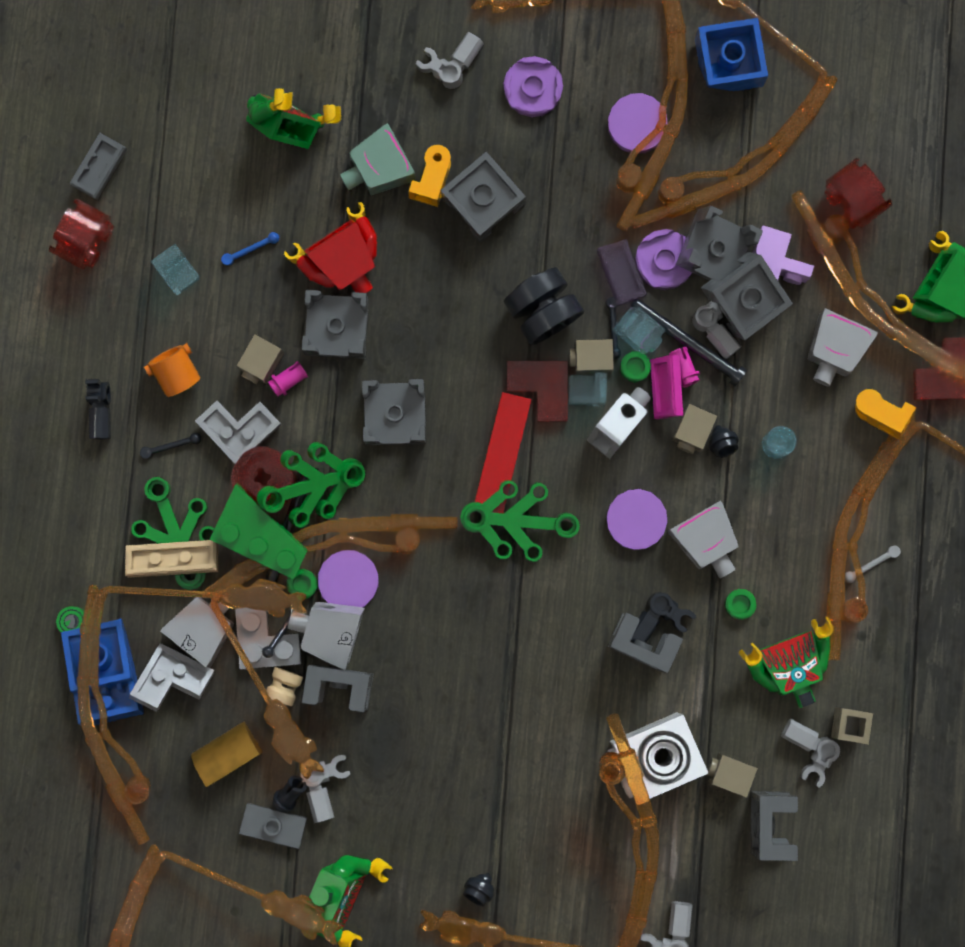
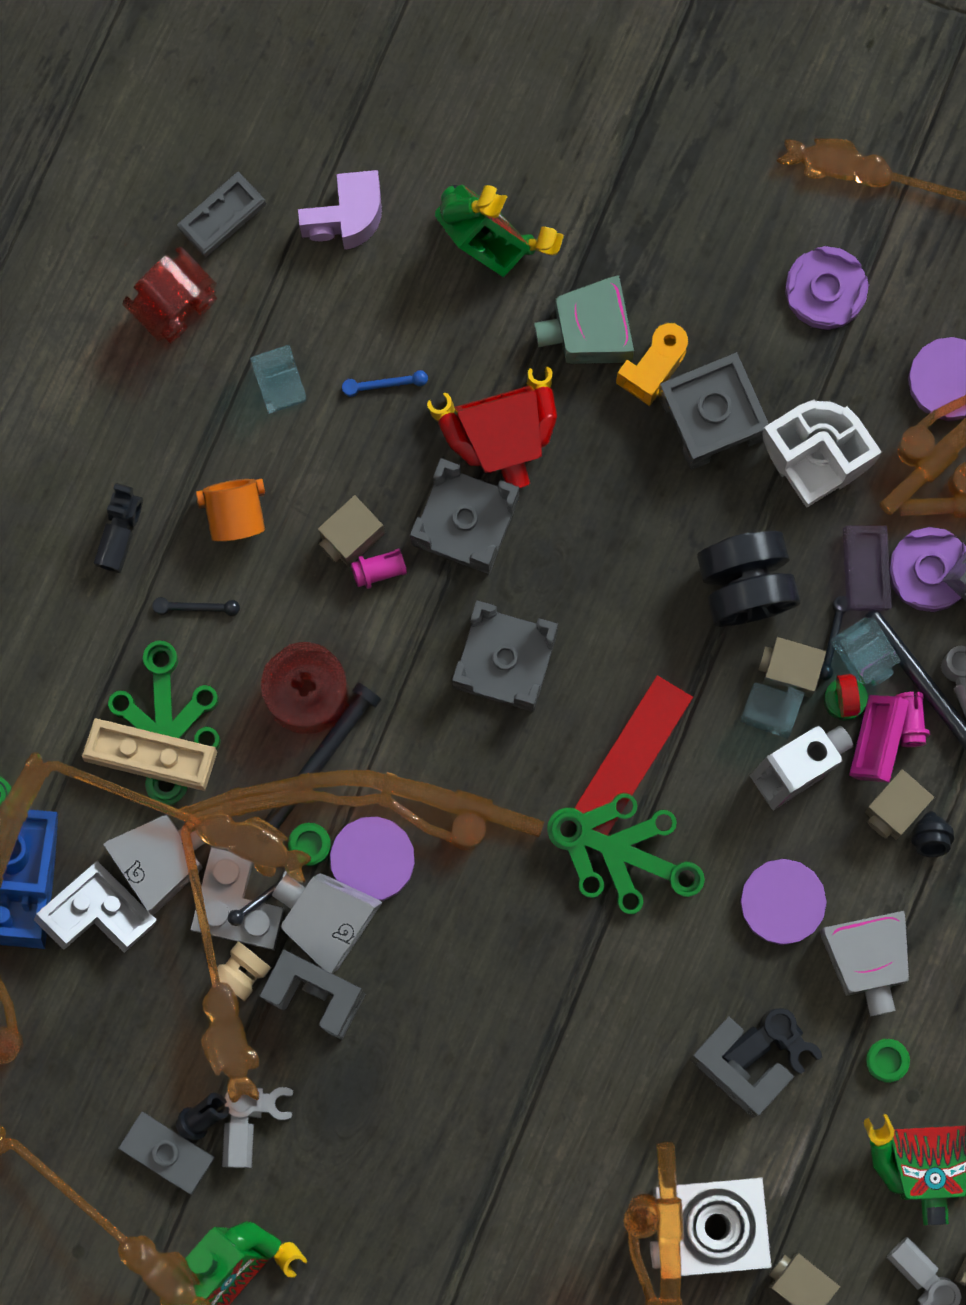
camera: 20 degrees right, 5 degrees down
(191, 140) = (355, 216): none -> lavender brick
(225, 754) = (135, 1037): pearl gold brick -> none
(239, 436) = (290, 622): light grey plate -> none
(256, 535) = (271, 758): green wing -> none
(314, 485) = (368, 718): green plant -> none
(451, 72) = (724, 235): light grey bar -> none
(546, 379) = (722, 678): clear red plate -> none
(564, 200) = (820, 448): none -> white brick
(636, 364) = (848, 695): none -> red tile

